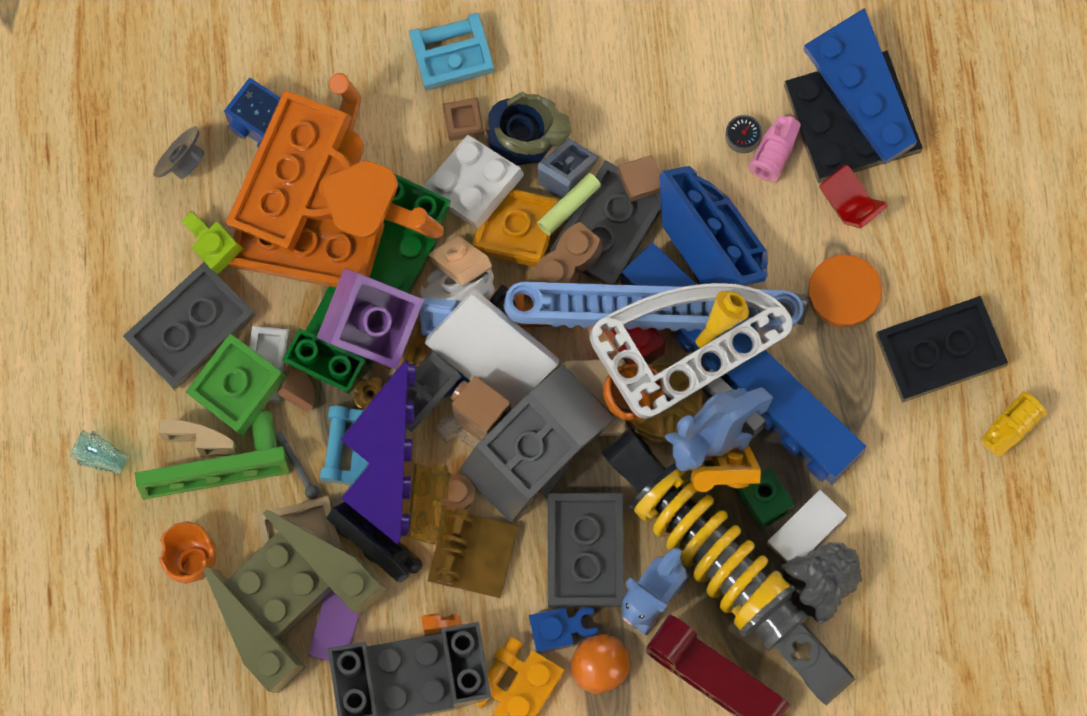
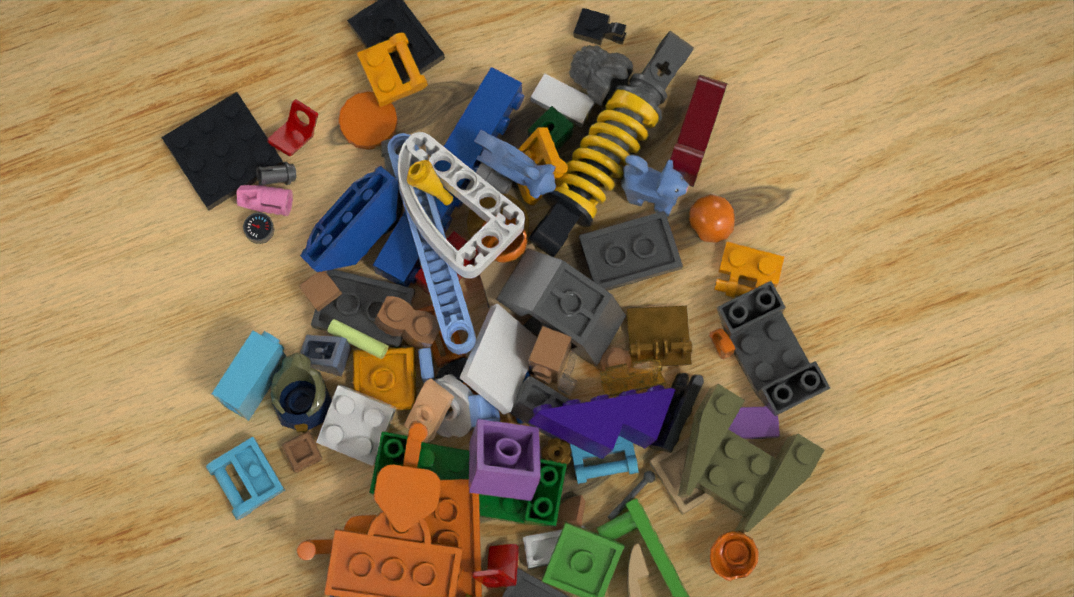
camera: 110 degrees left, 0 degrees up
(262, 296) = (501, 567): none -> red bracket
(510, 274) = (426, 364): none -> light blue tile
(554, 629) = (696, 258): blue plate -> none
(561, 77) = (250, 374): none -> medium azure brick
(802, 167) = (276, 174): none -> dark grey pin
(861, 80) = (193, 146): blue wing -> none
(893, 318) = (383, 74): none -> light orange plate
(894, 598) = (595, 26): none -> black plate

